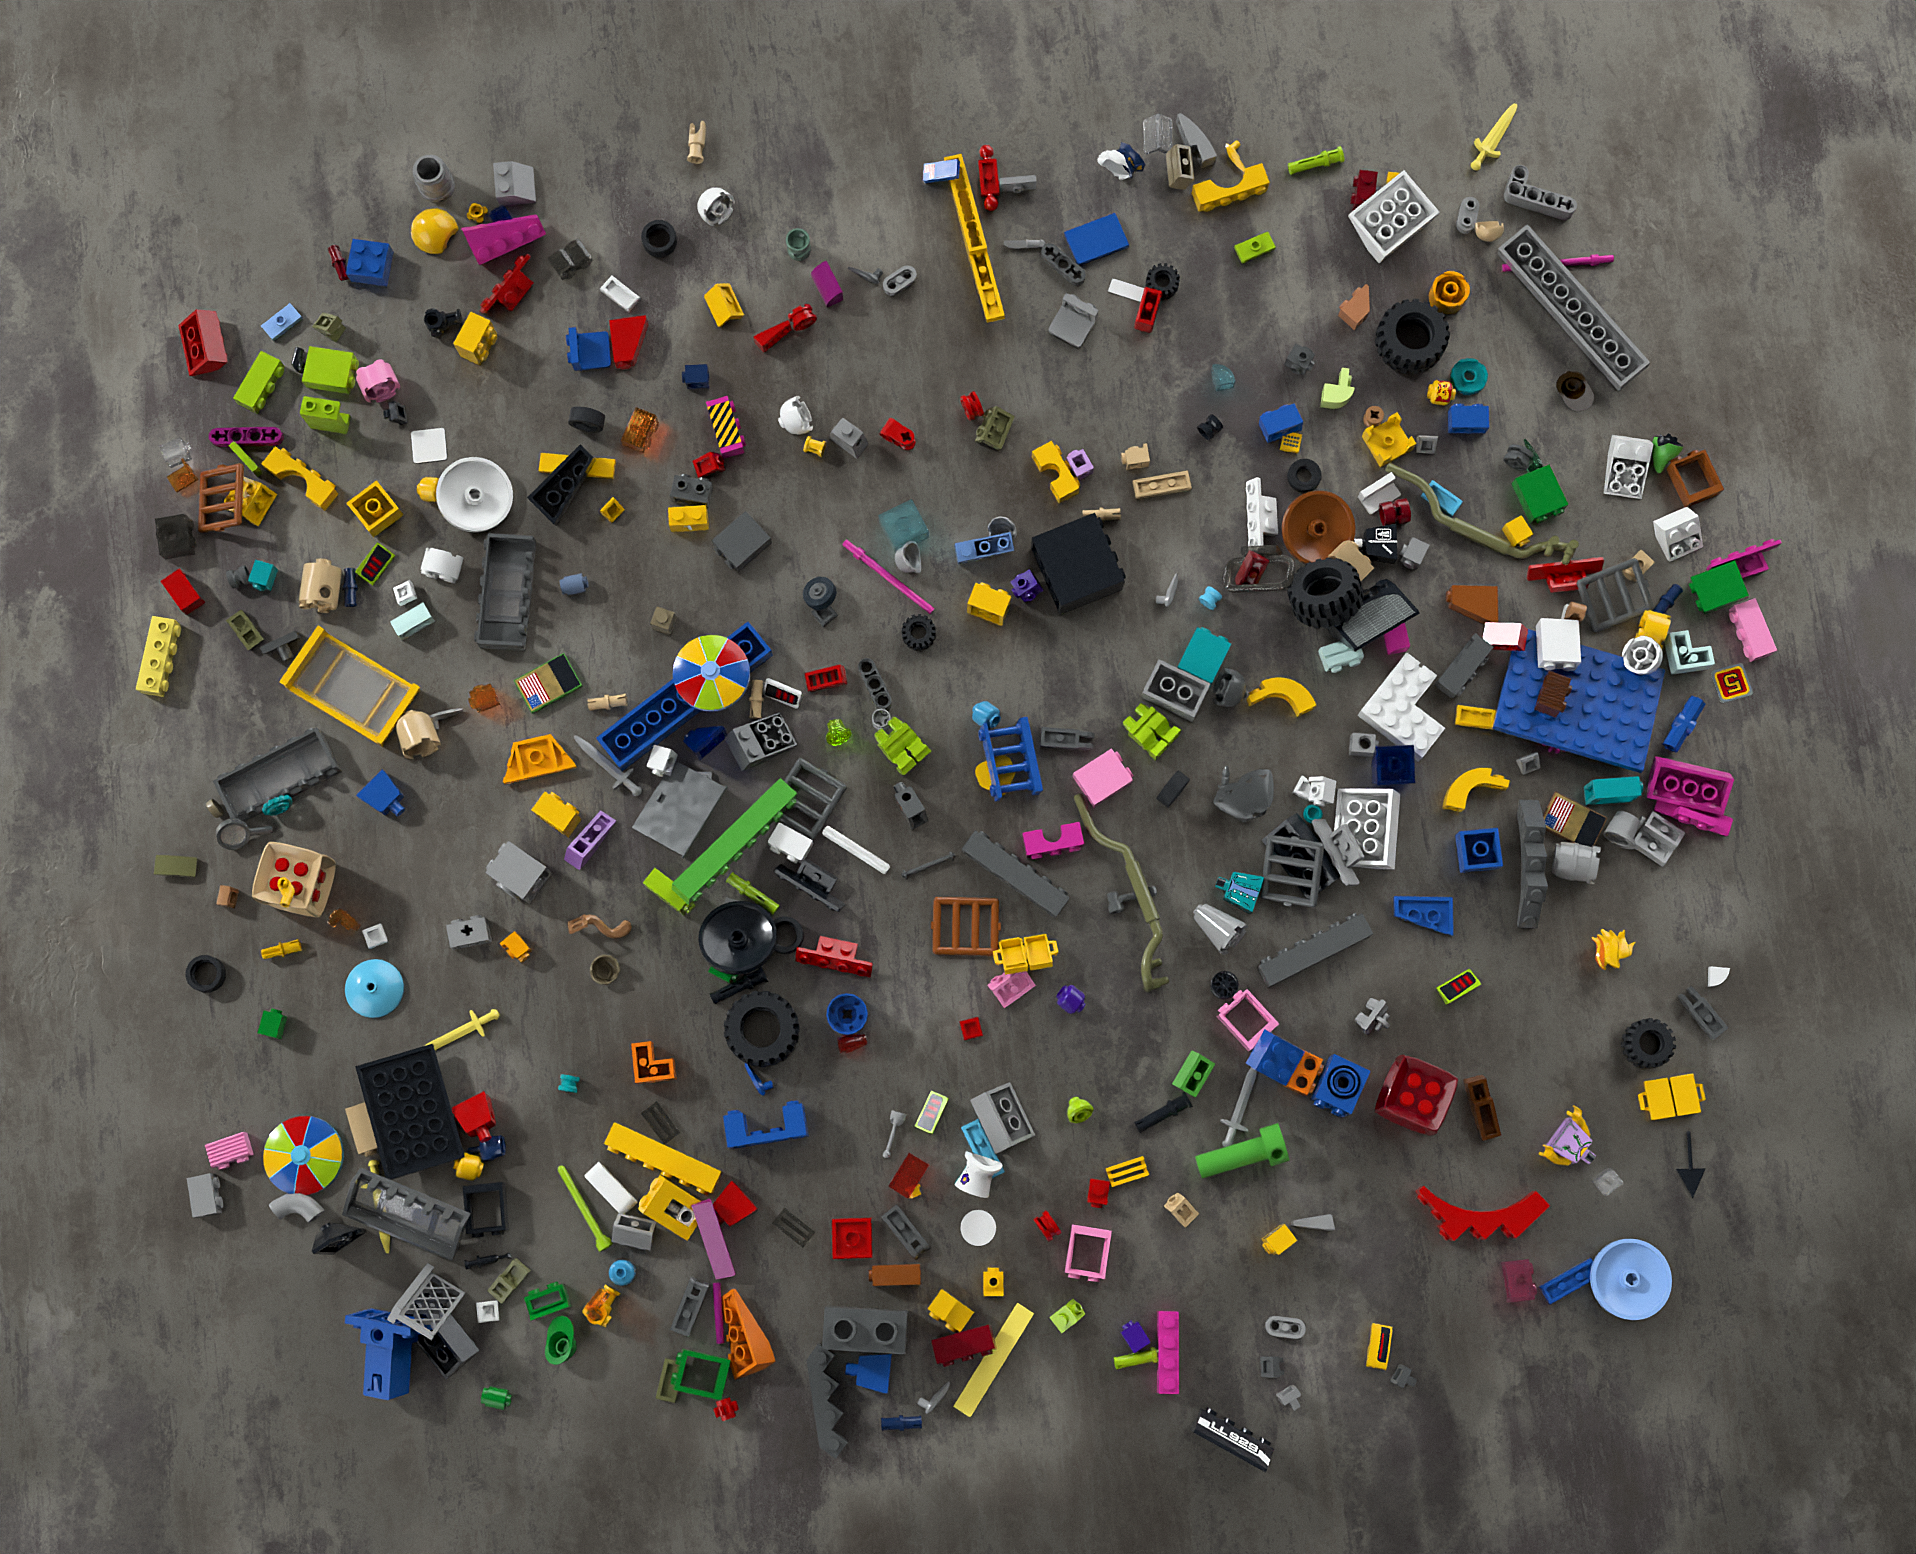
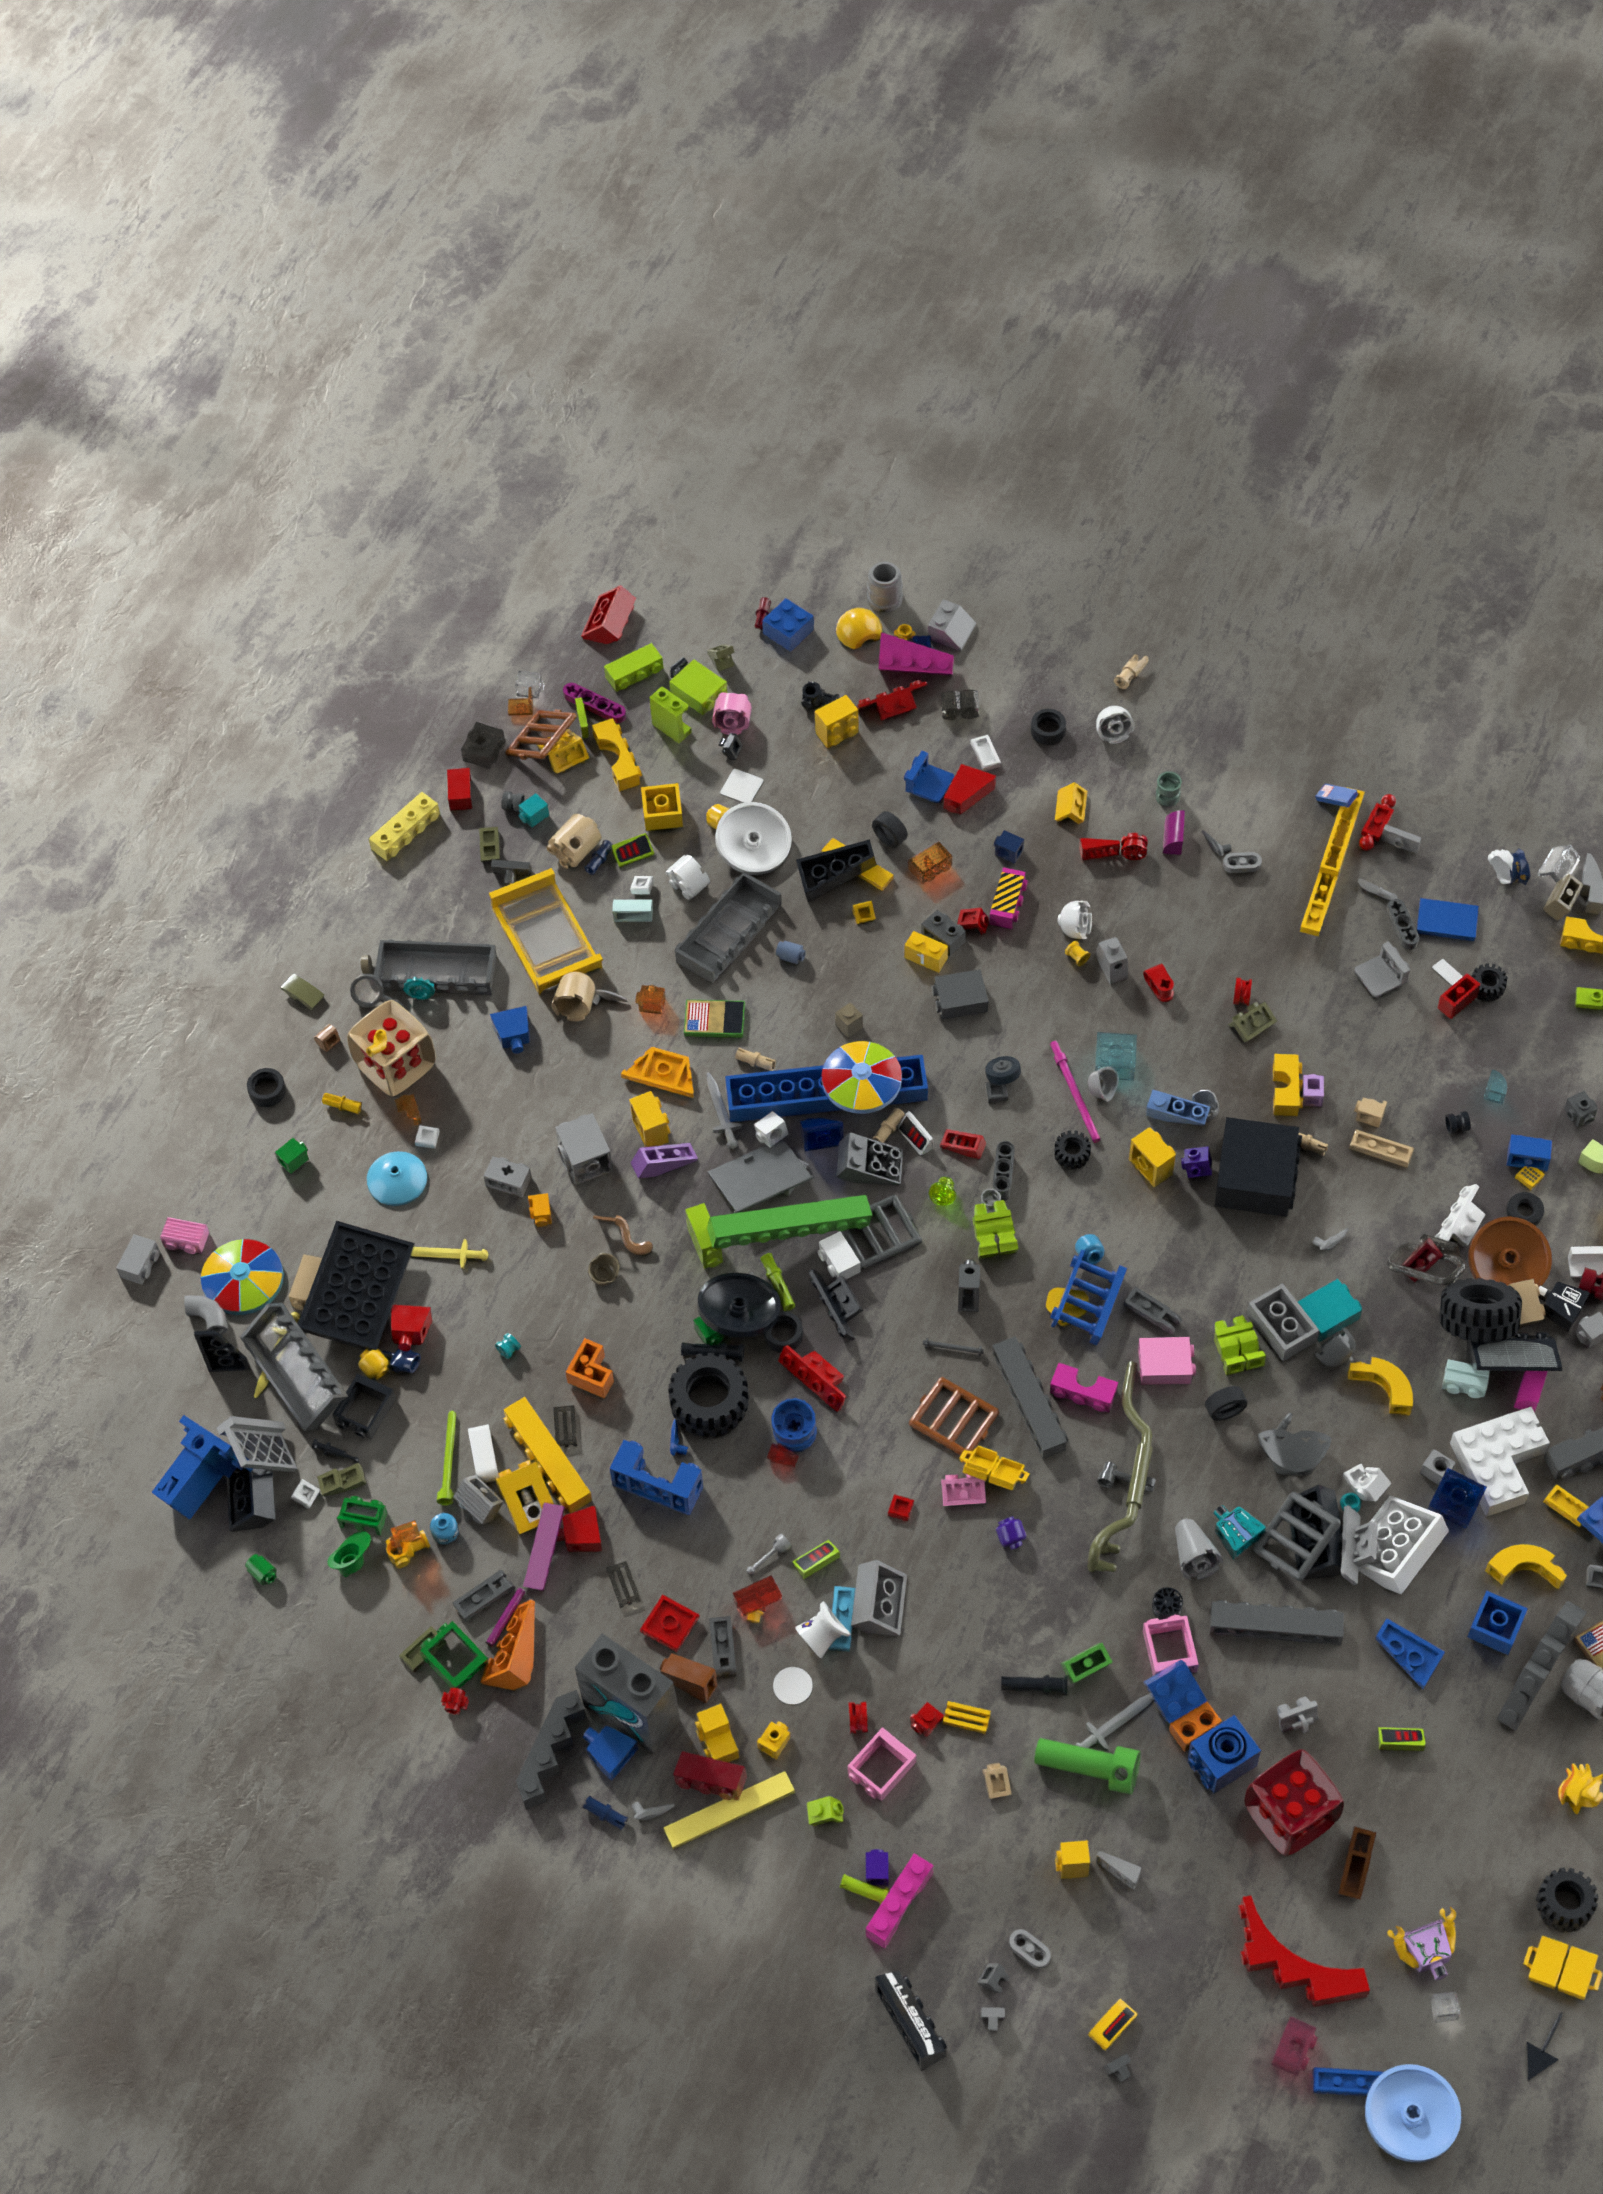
camera: 35 degrees right, 20 degrees down
(281, 322) = (684, 634): light blue plate -> none
(856, 850) = (895, 1298): white axle -> none
(1079, 1110) = (955, 1635): lime brick -> none
(1210, 598) = (1367, 1264): medium azure wheel -> none

